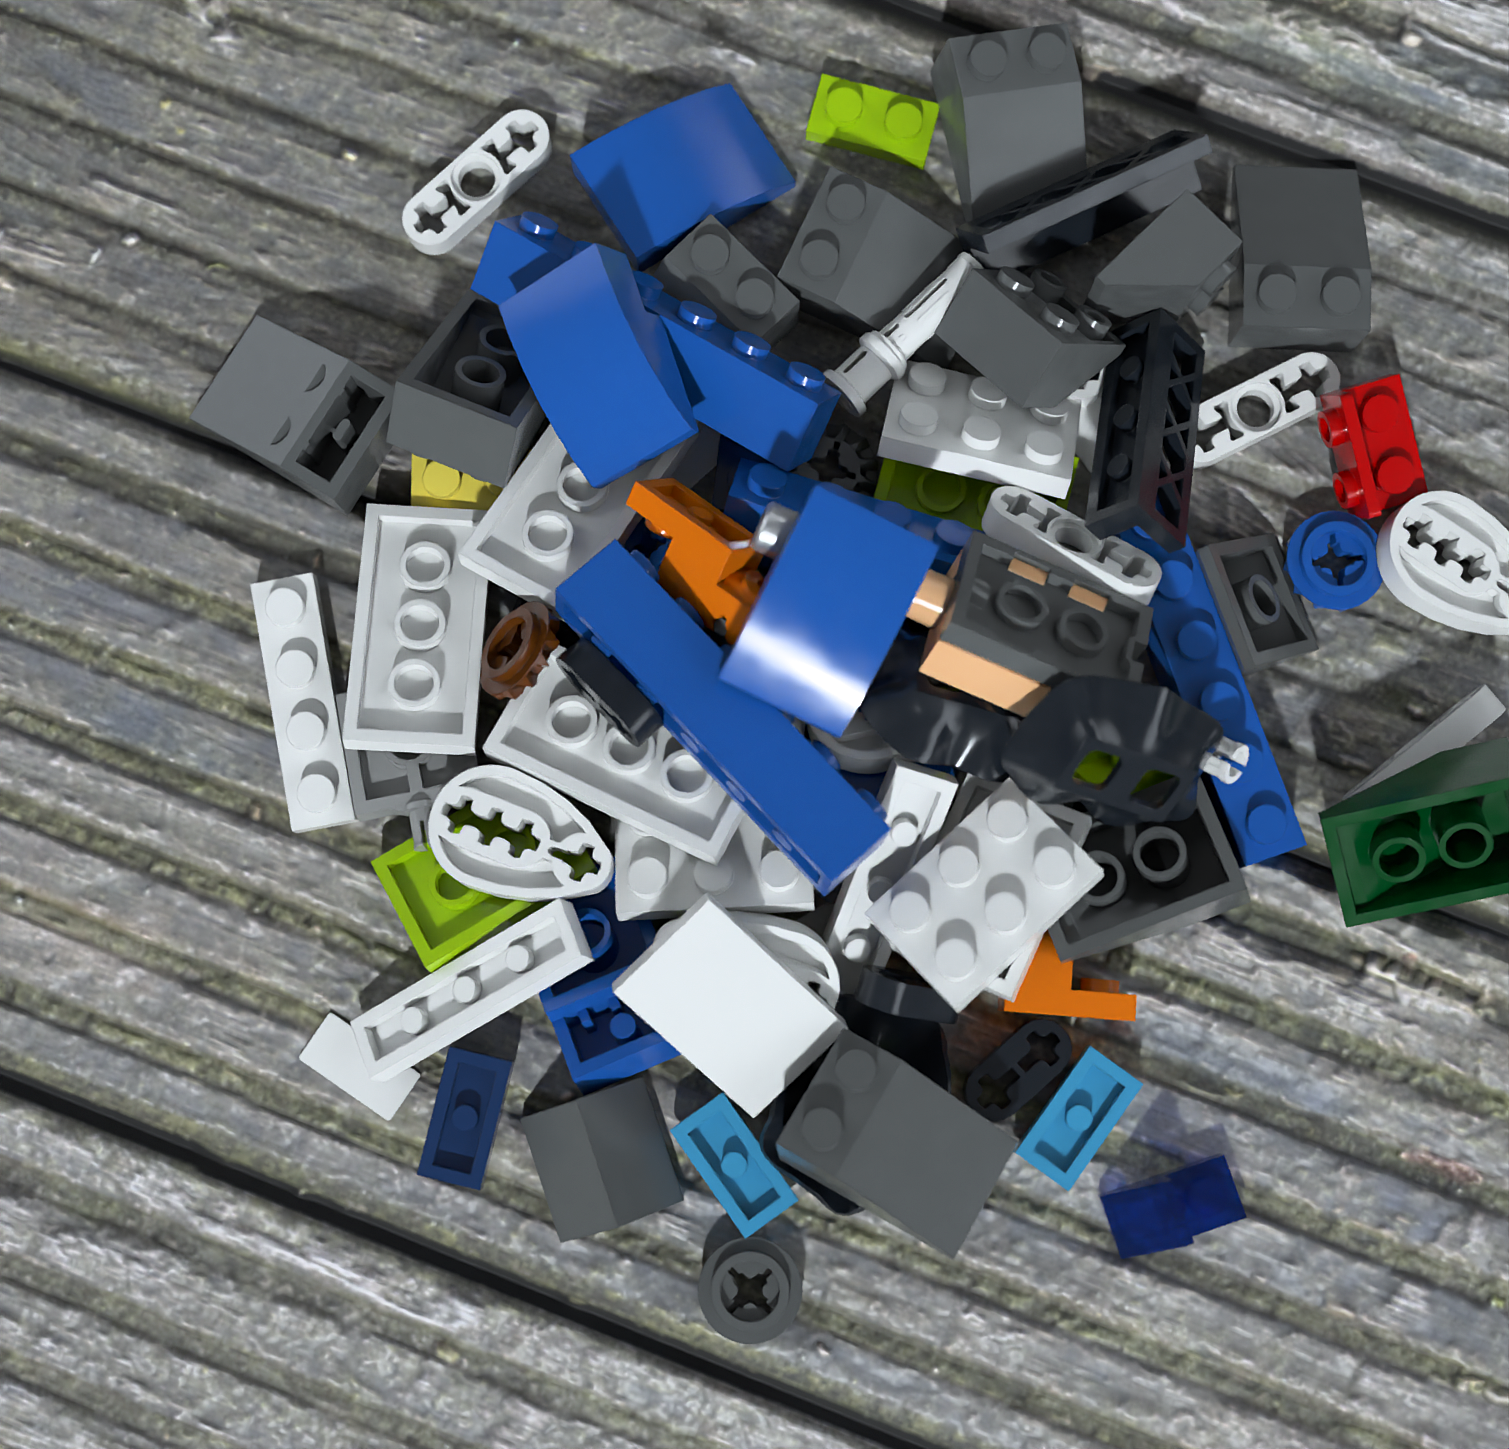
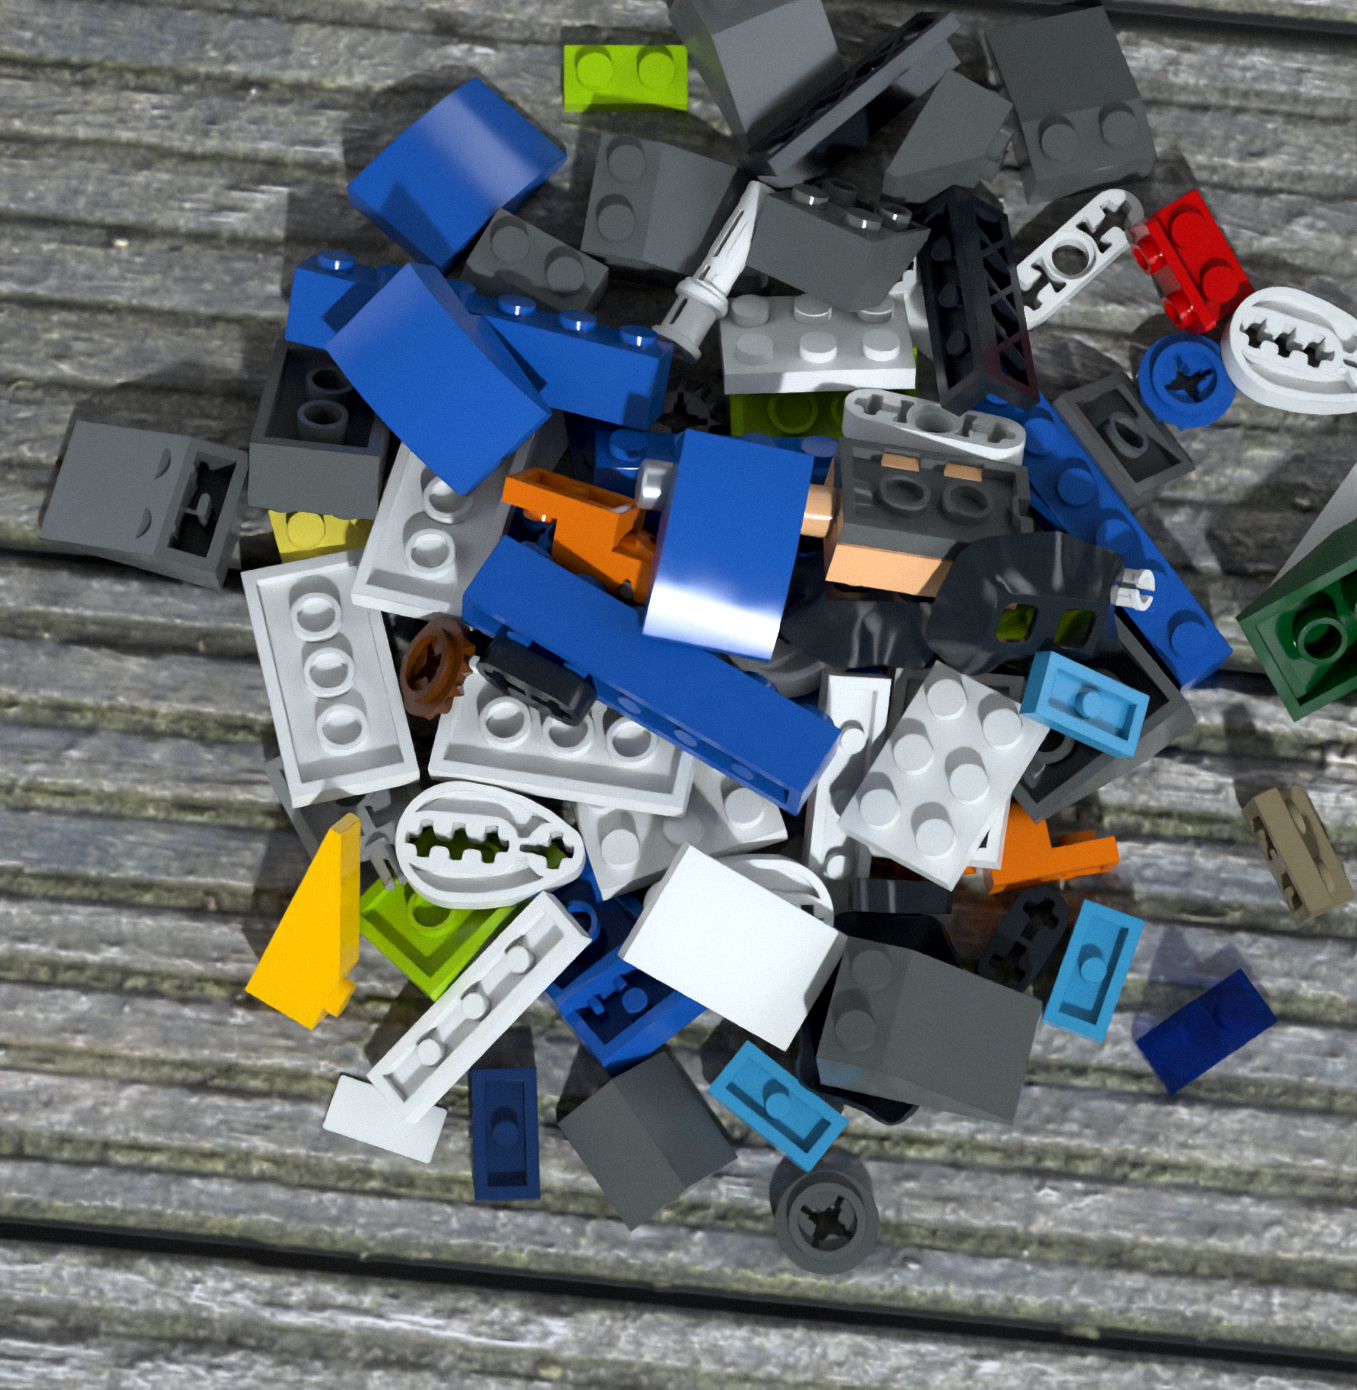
camera: 25 degrees left, 5 degrees down
(303, 701) = (230, 781): white plate -> none
(337, 877) = (318, 937): none -> yellow slope
(520, 162) = (294, 206): white beam -> none
(1142, 865) = (1084, 704): none -> dark azure plate
(1313, 1059) = (1297, 852): none -> dark tan bracket

